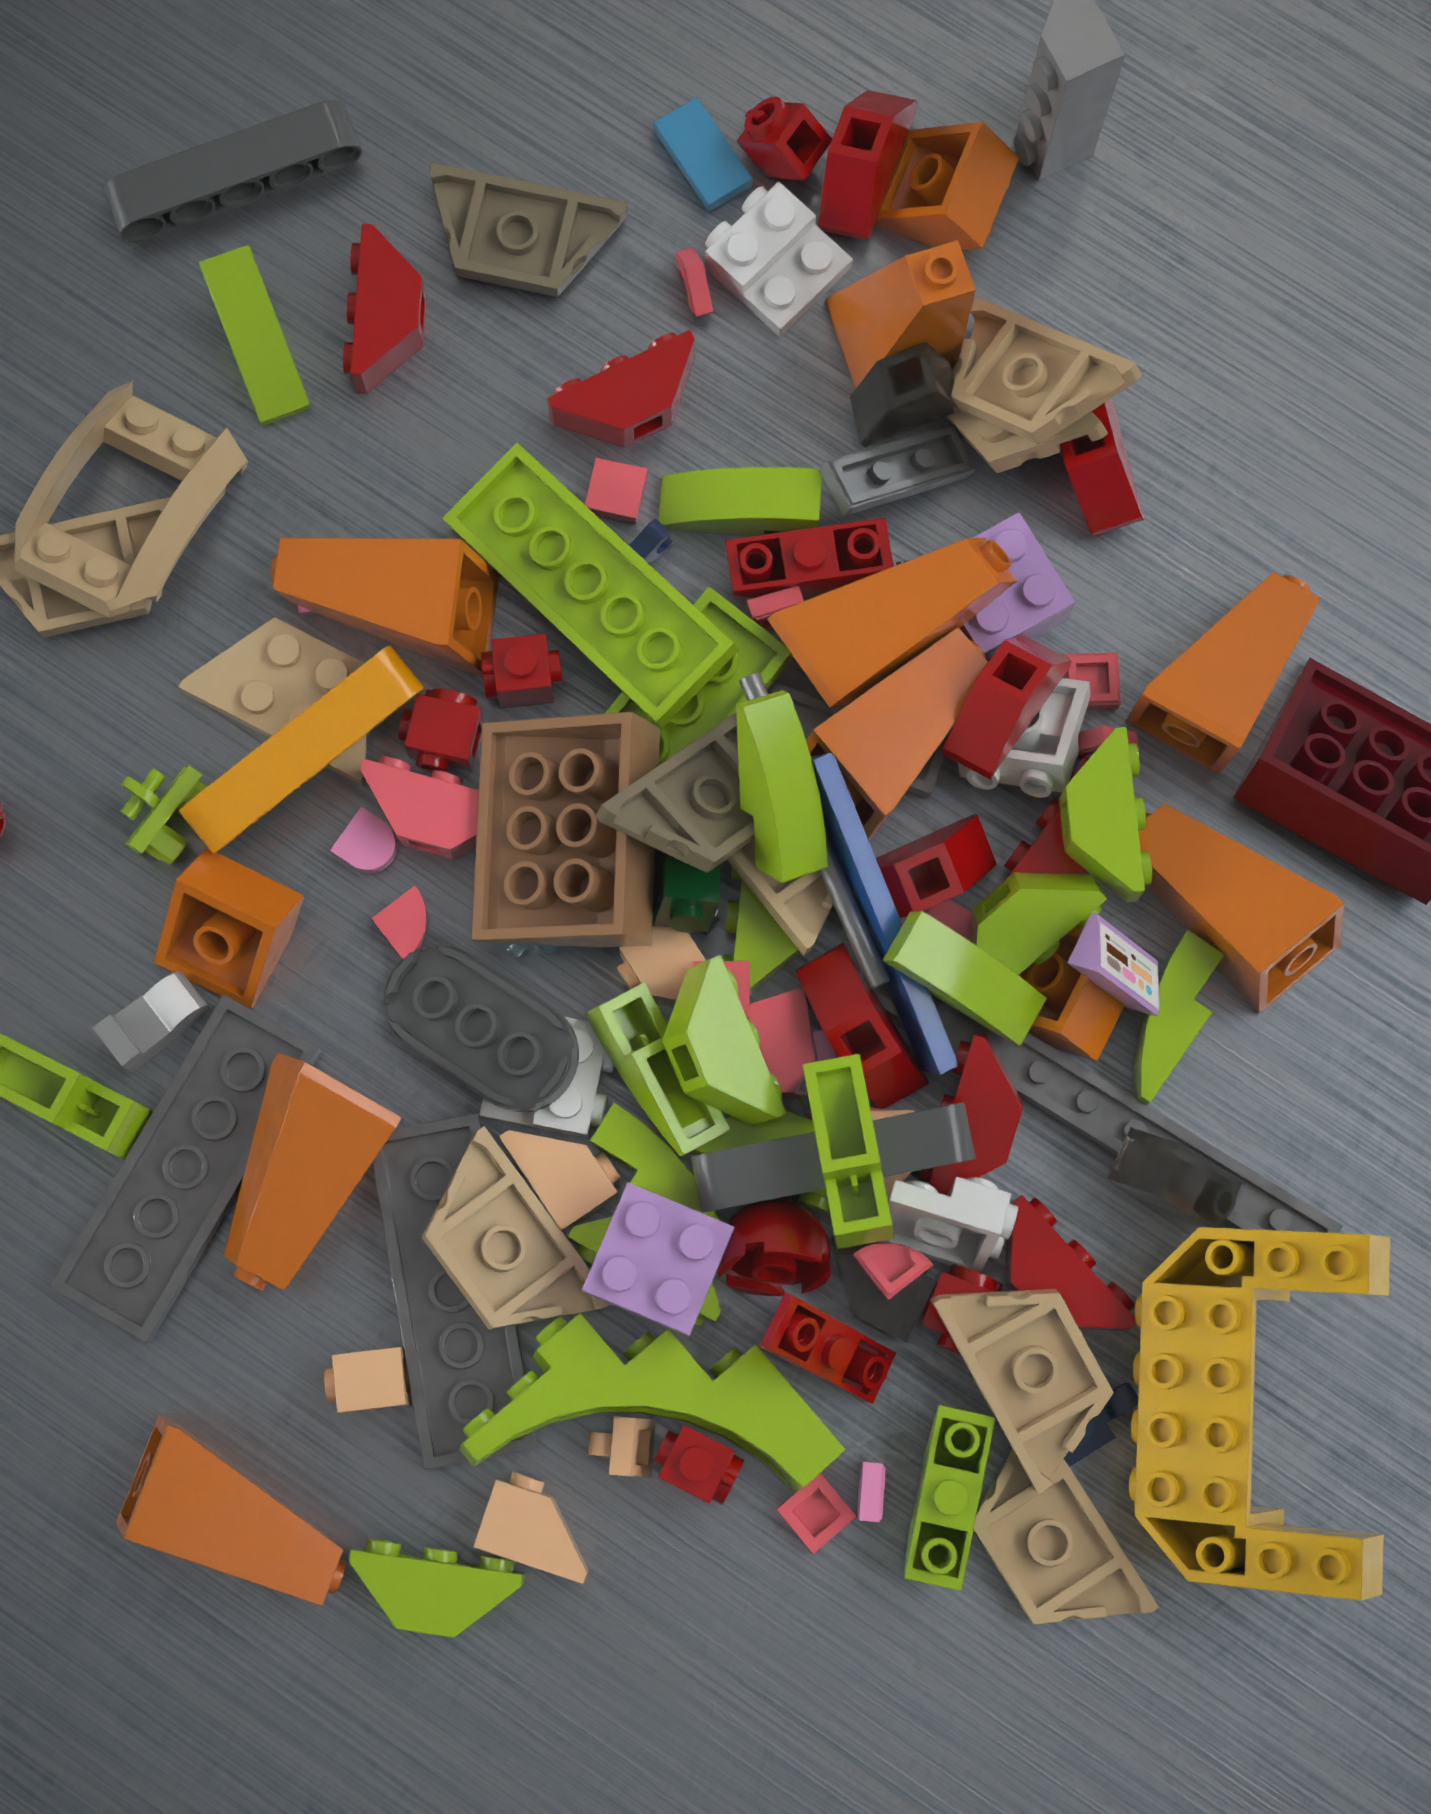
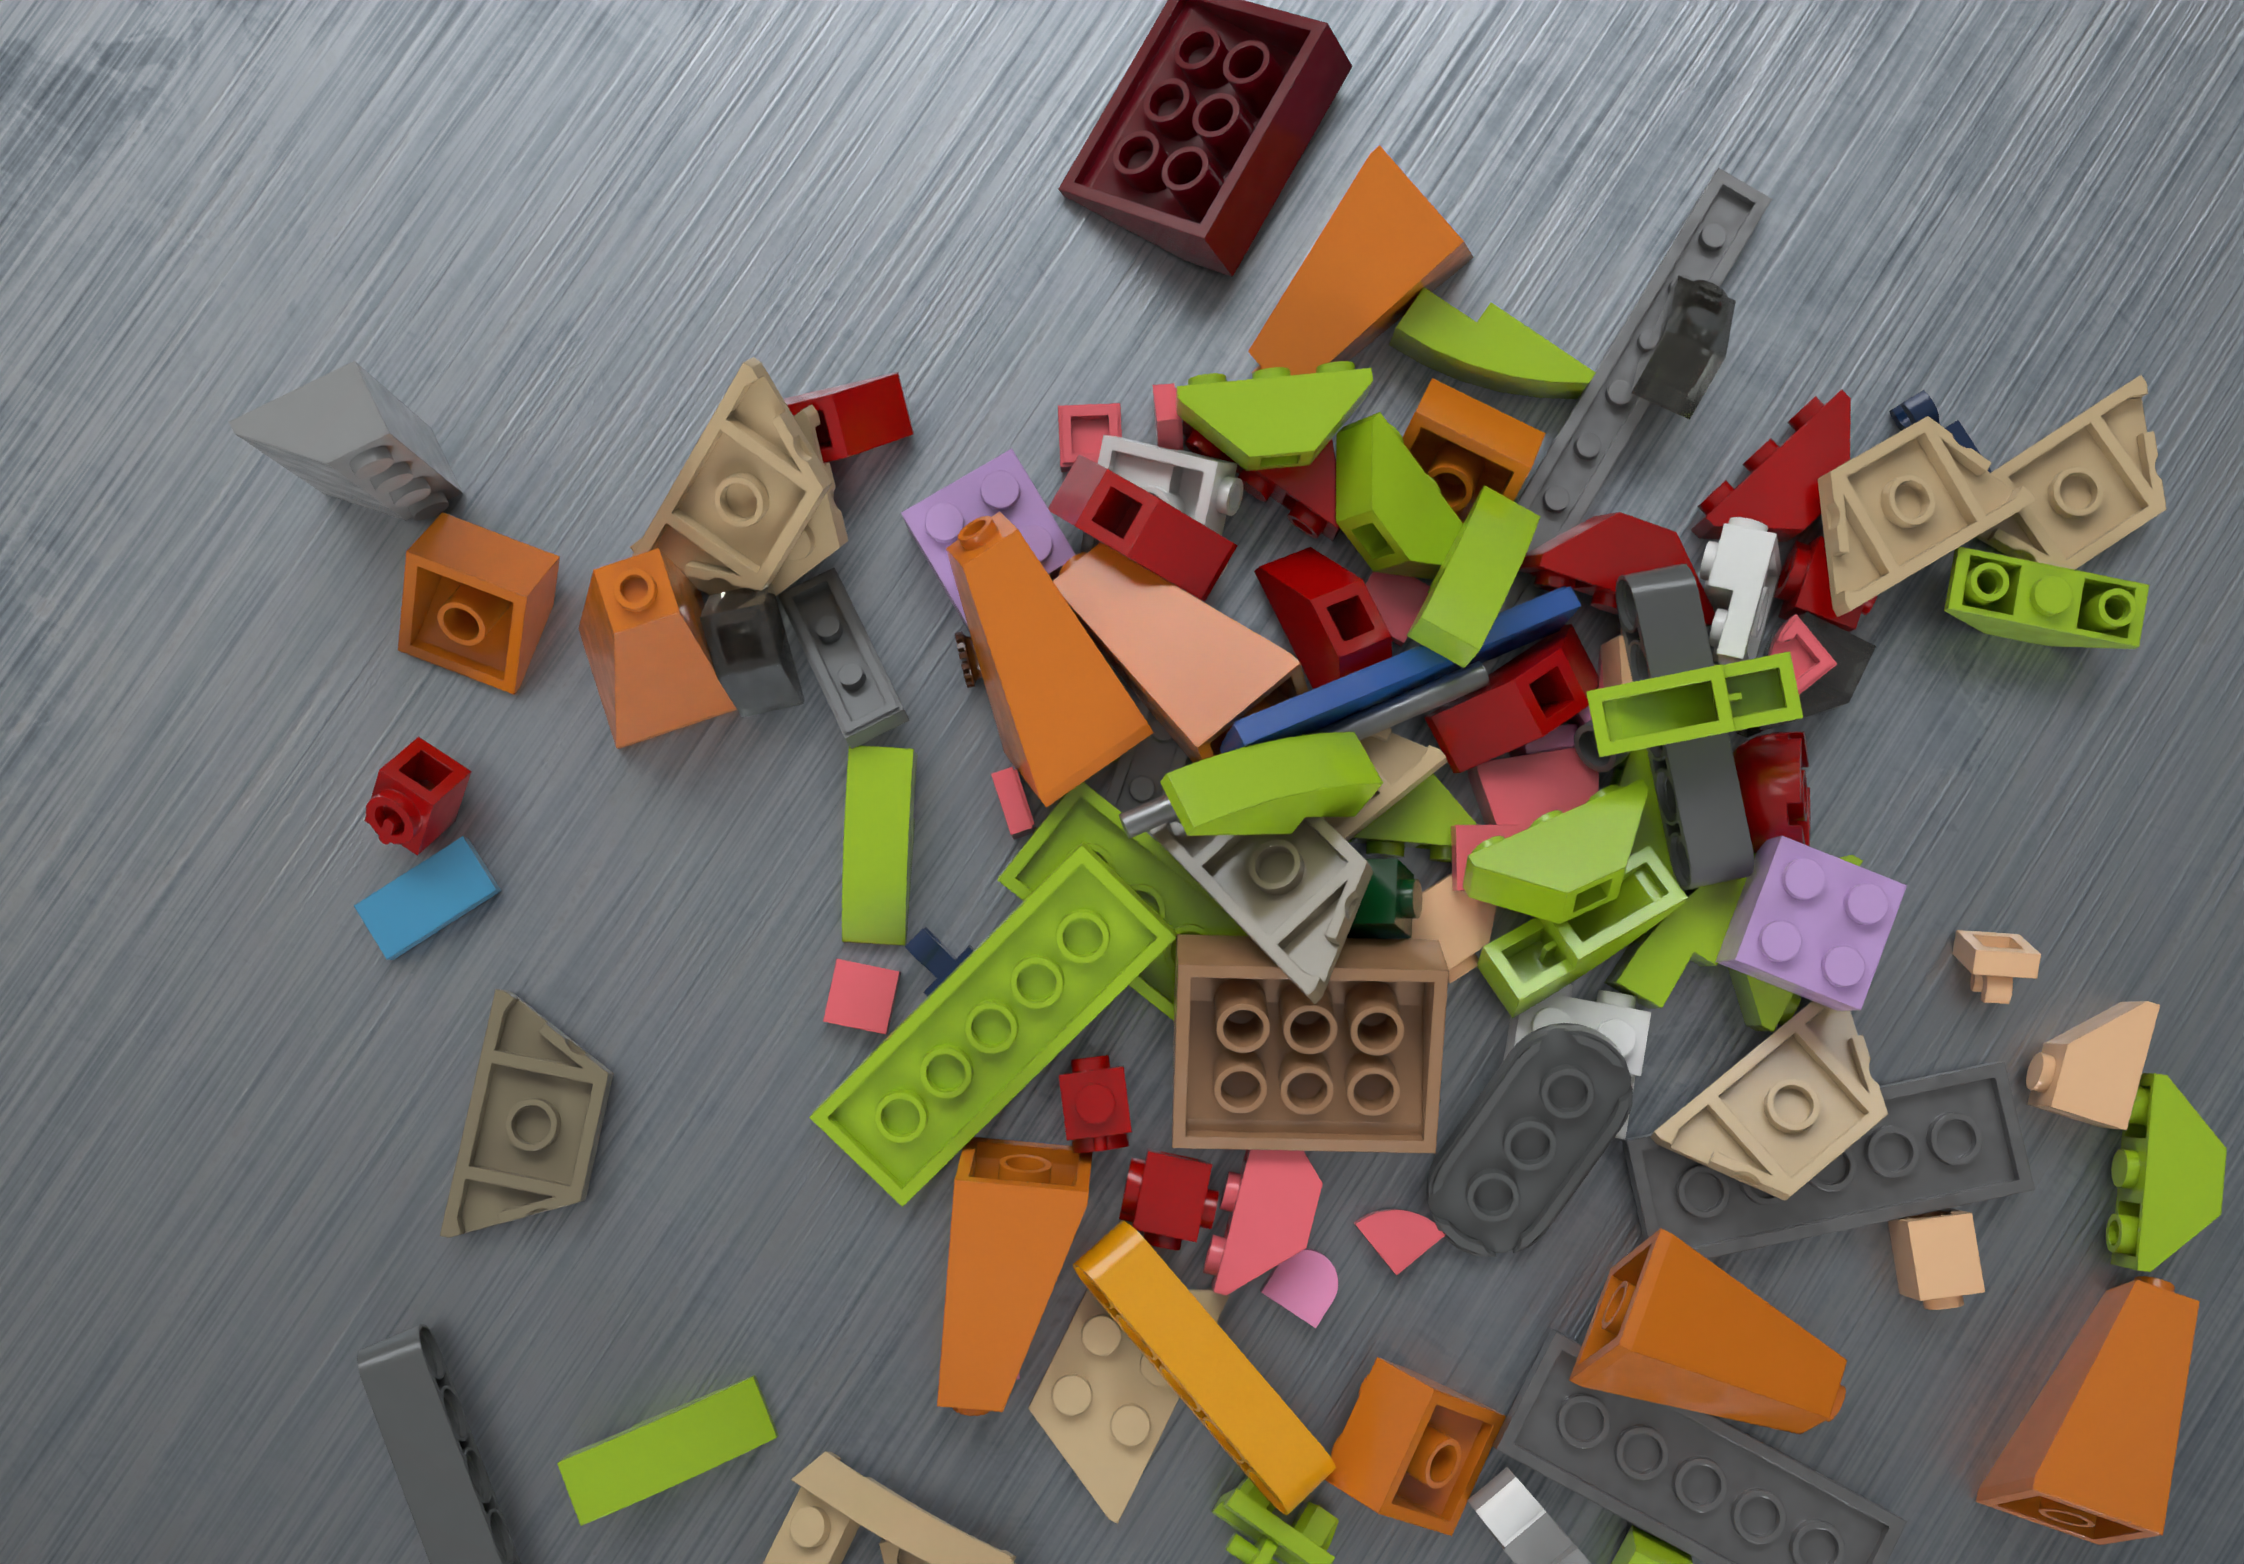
camera: 90 degrees left, 5 degrees up
(385, 311) = (635, 1286): red slope -> none
(564, 1176) = (1694, 1040): light nougat slope -> none
(584, 1377) = (1936, 1008): lime arch -> none
(629, 395) = (744, 980): red slope -> none
(692, 270) = (595, 904): coral tile -> none
(698, 1465) = (2014, 879): red brick -> none
(775, 257) = (565, 807): white plate -> none
(808, 558) = (957, 760): red slope -> none
(816, 1513) = (2050, 749): coral tile -> none
(827, 1348) = (1880, 741): red slope -> none
(863, 161) = (442, 699): red slope -> none
(870, 1491) = (2031, 687): bright pink tile -> none
(1117, 965) = (1451, 402): slope -> none
(1200, 1402) = (1944, 318): yellow wedge -> none
(1221, 682) = (1089, 274): orange slope -> none

